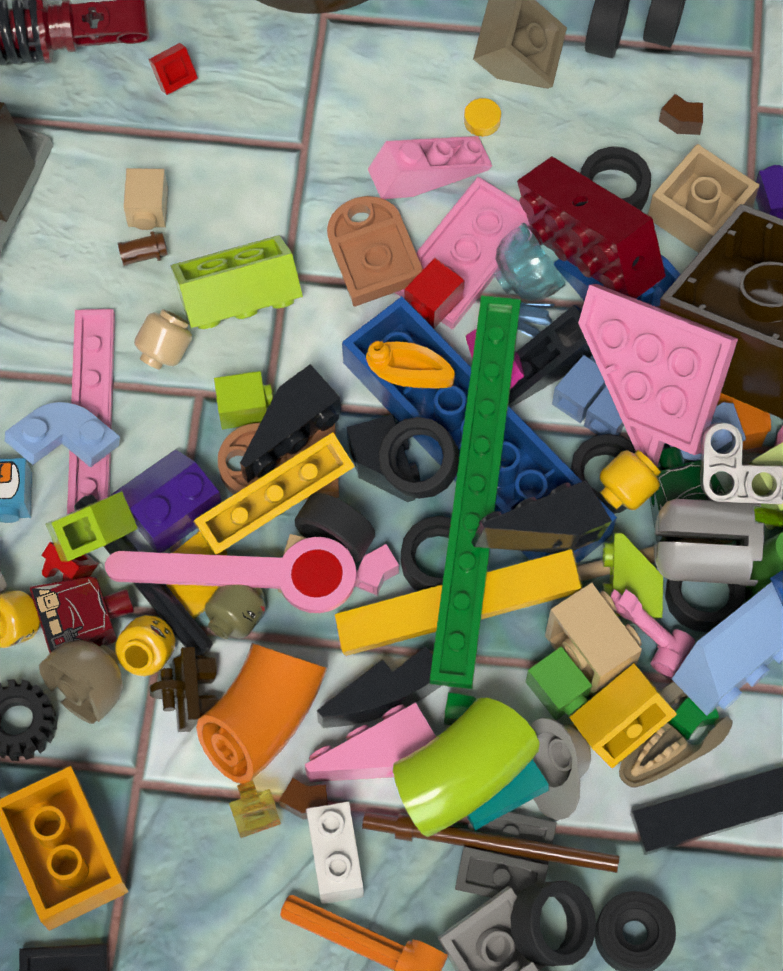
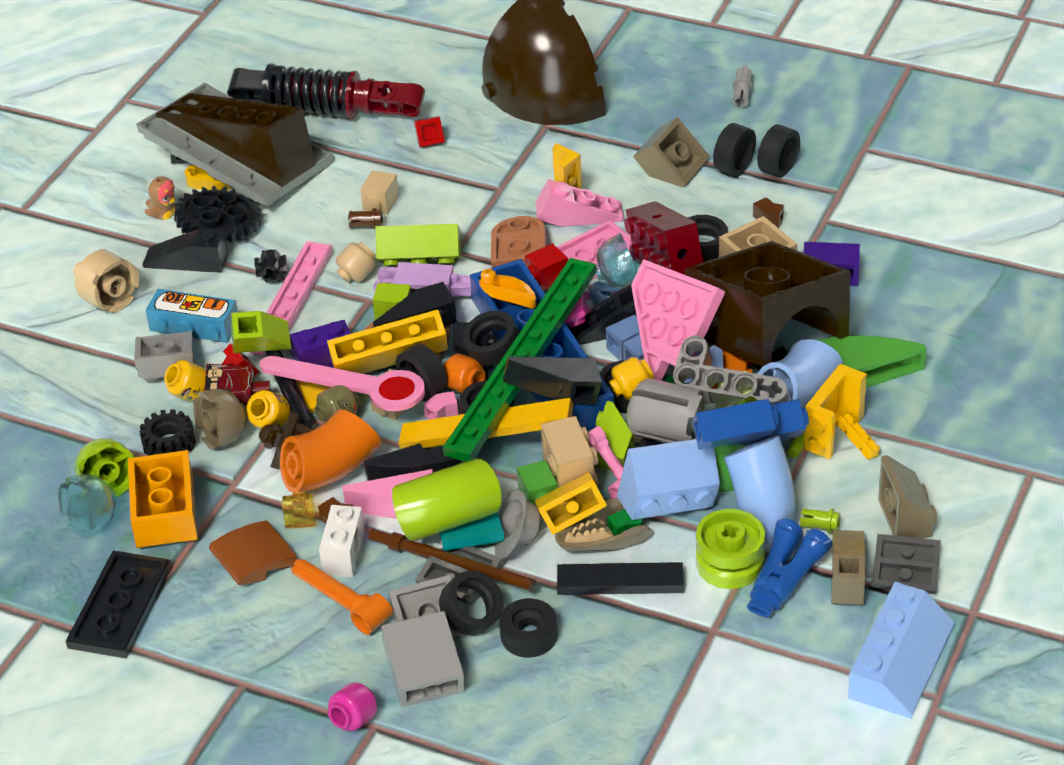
camera: 20 degrees right, 25 degrees down
(45, 372) = (271, 266): none -> black gear
(62, 424) = (271, 291): light blue plate -> none
(216, 900) = (252, 551): none -> dark orange slope
(273, 350) = (423, 275): none -> lavender hinge
(388, 510) = (462, 372): none -> orange head
(398, 110) = (567, 166): none -> yellow panel
(482, 117) = (628, 191): yellow tile -> none

